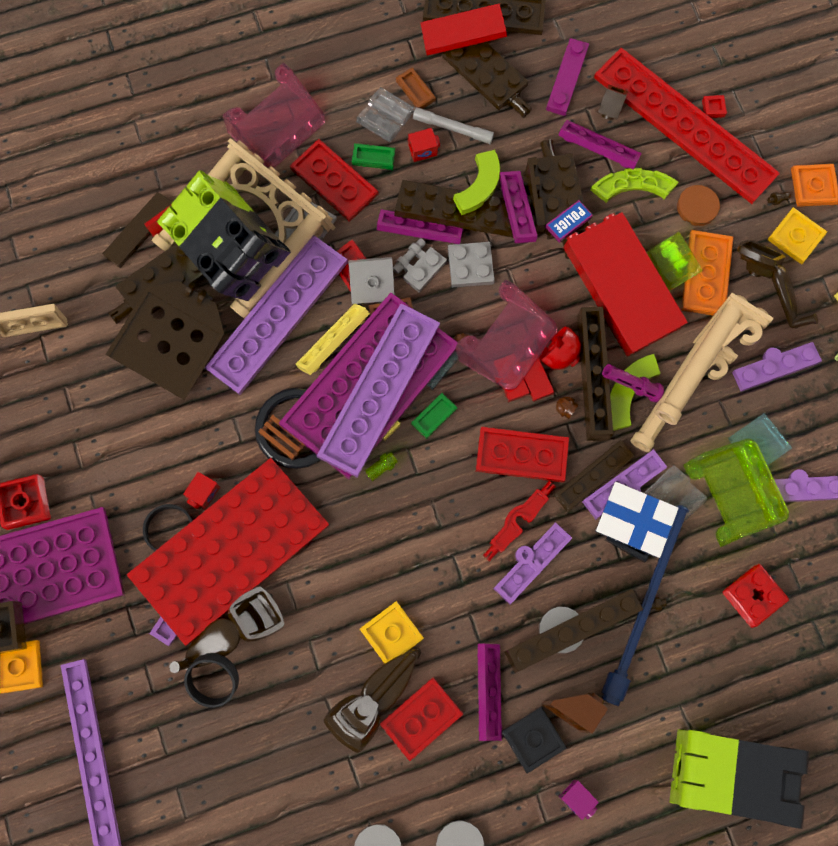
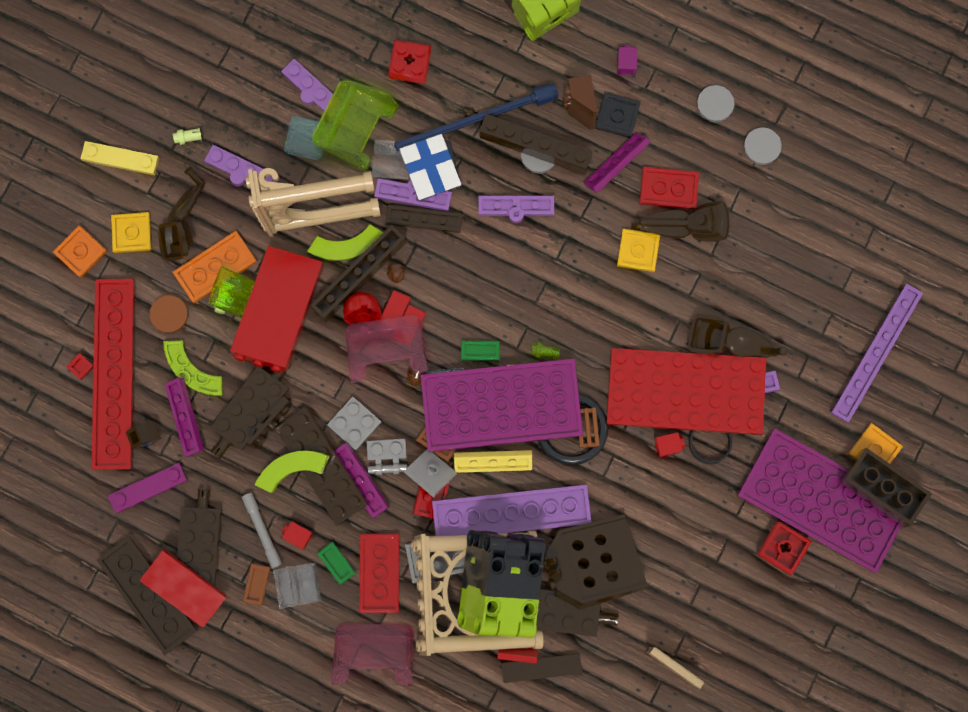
camera: 130 degrees left, 5 degrees up
(199, 697) = (781, 317): black tyre -> none
(378, 390) = (501, 392): medium lavender plate -> none
(511, 529) = (508, 237): red piece -> none
(517, 207) = (287, 425): magenta plate -> none
(522, 454) = (454, 273): red plate -> none
(569, 221) = (267, 381): tile -> none
(640, 385) = (340, 238): magenta pin -> none
(776, 198) = (114, 267): dark brown piece -> none

